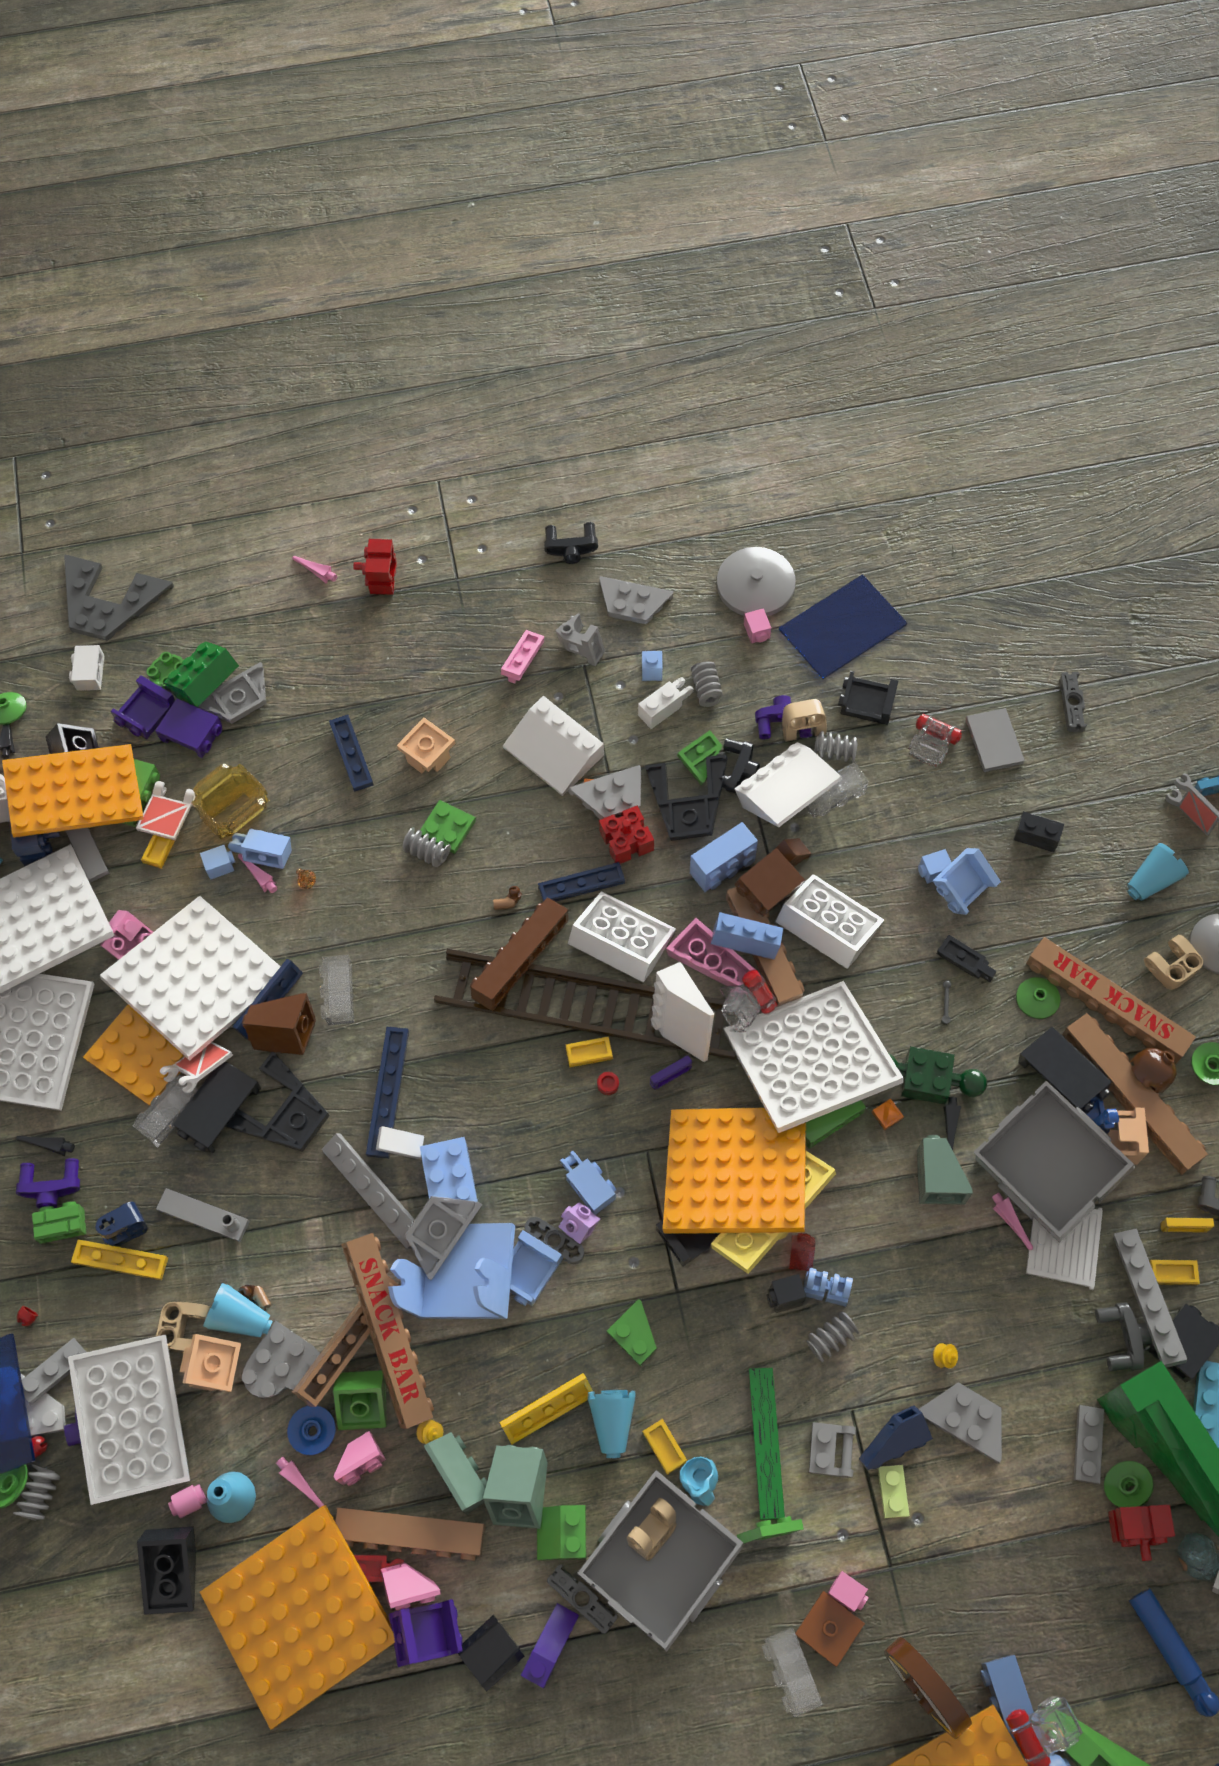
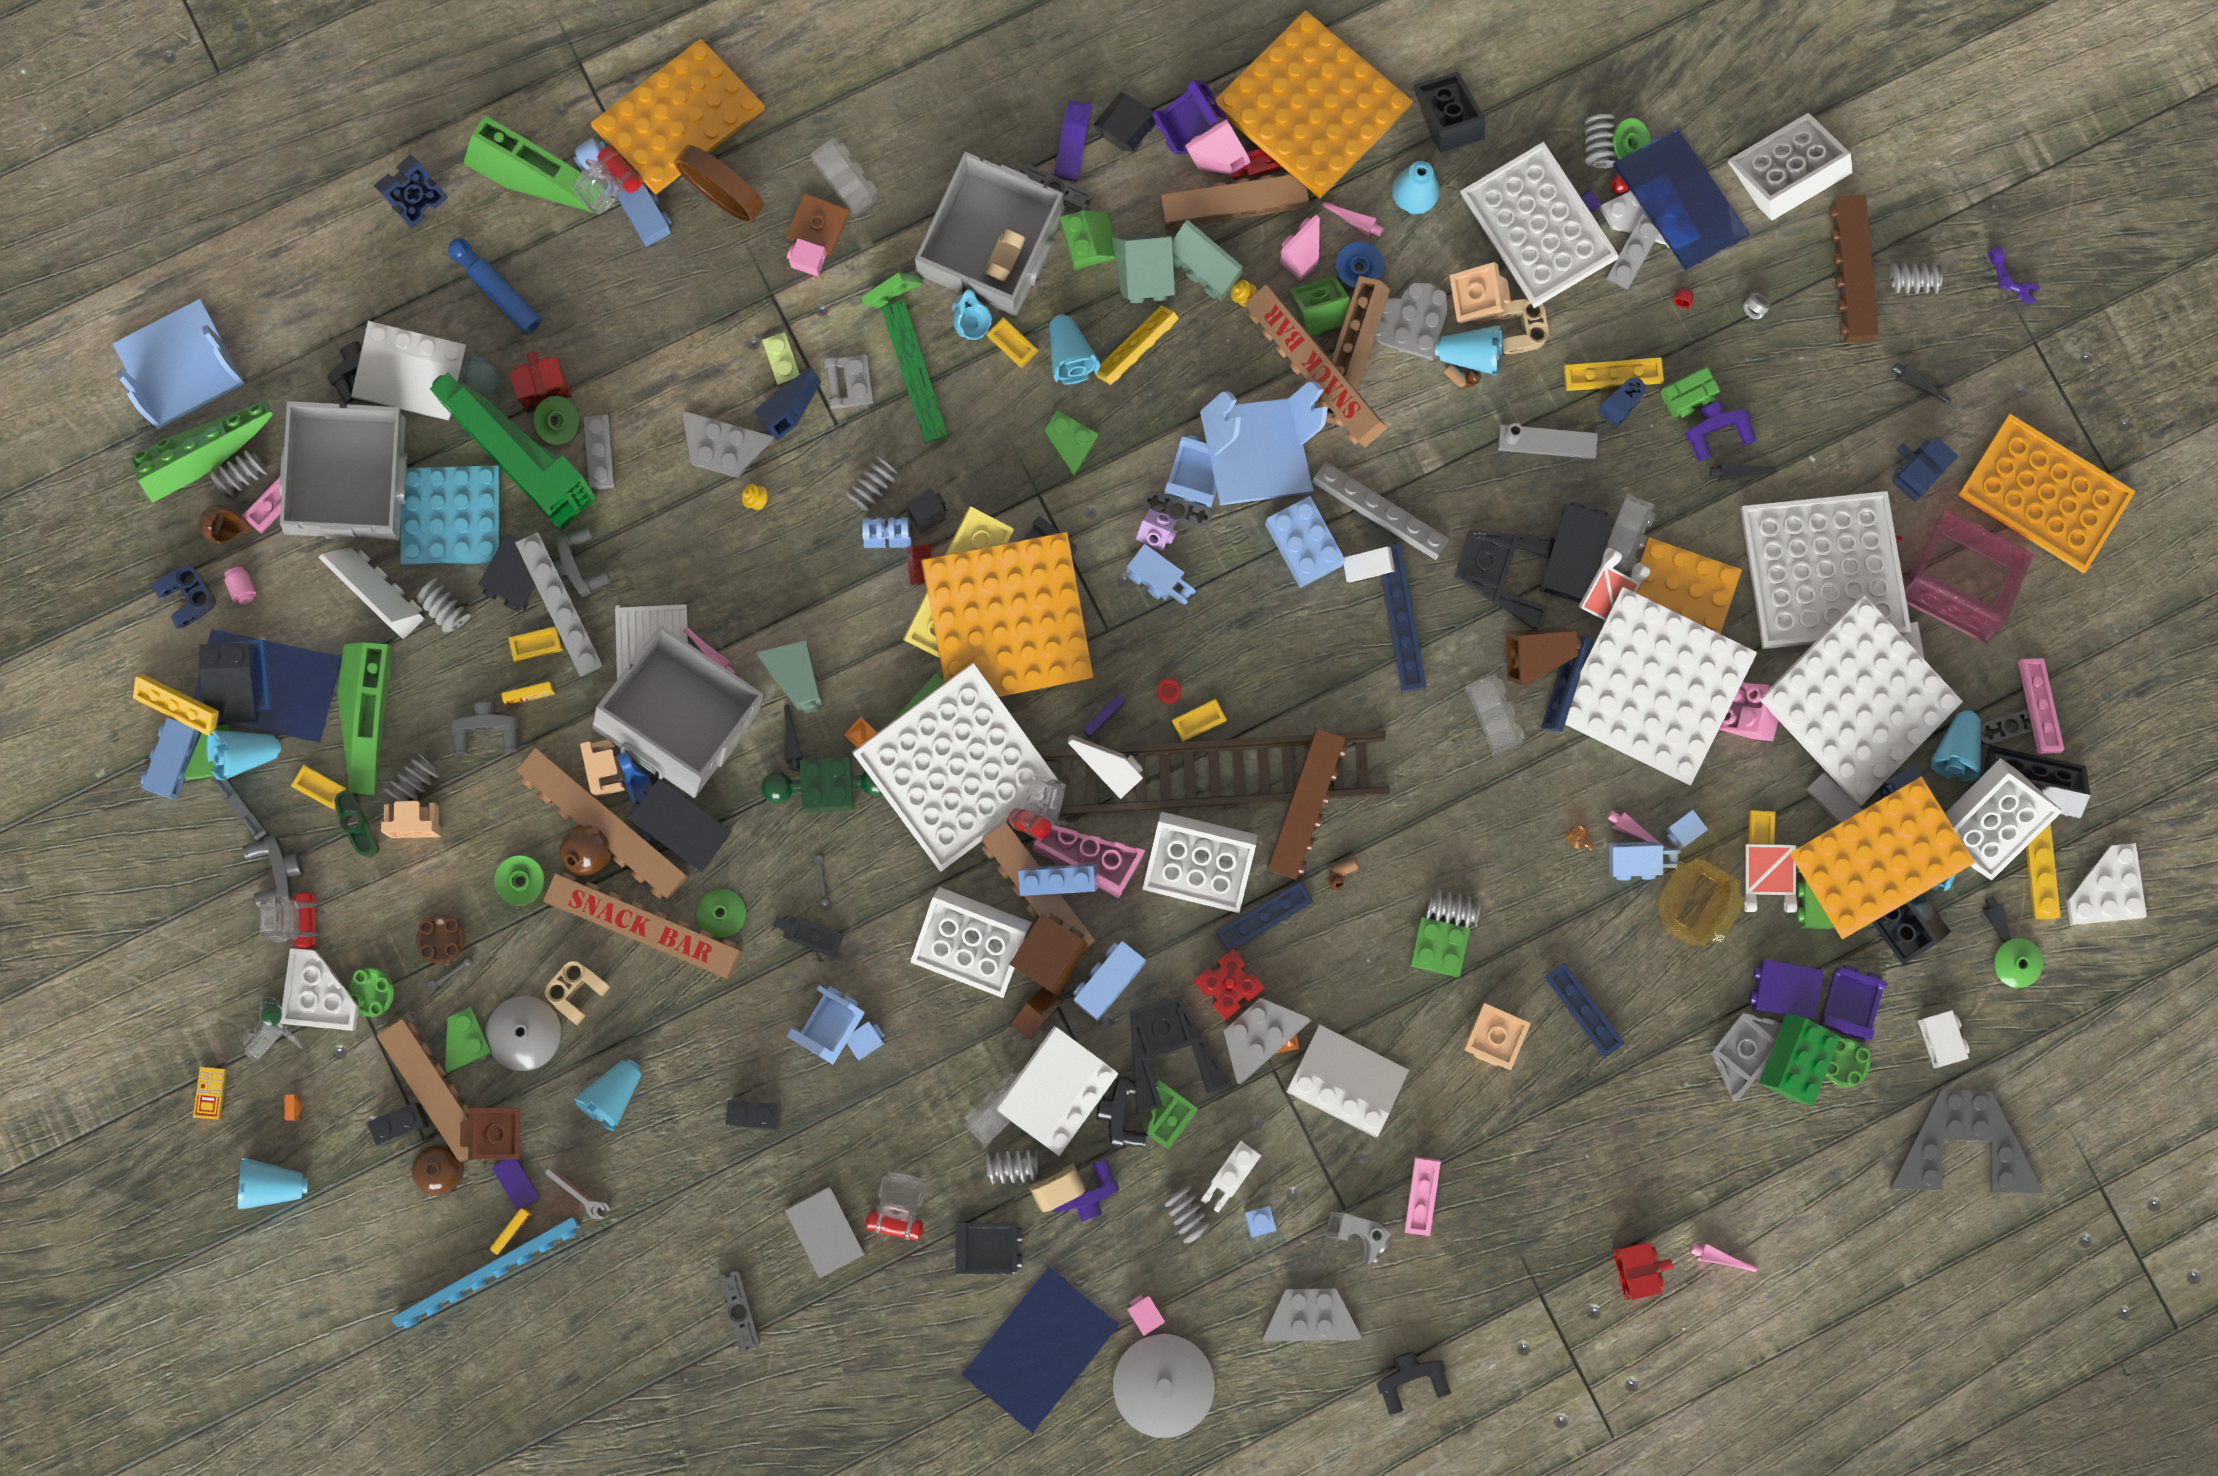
camera: 160 degrees right, 15 degrees up
(187, 1501) = (1455, 173): bright pink brick -> none
(439, 1229) = (1295, 479): light grey wing -> none

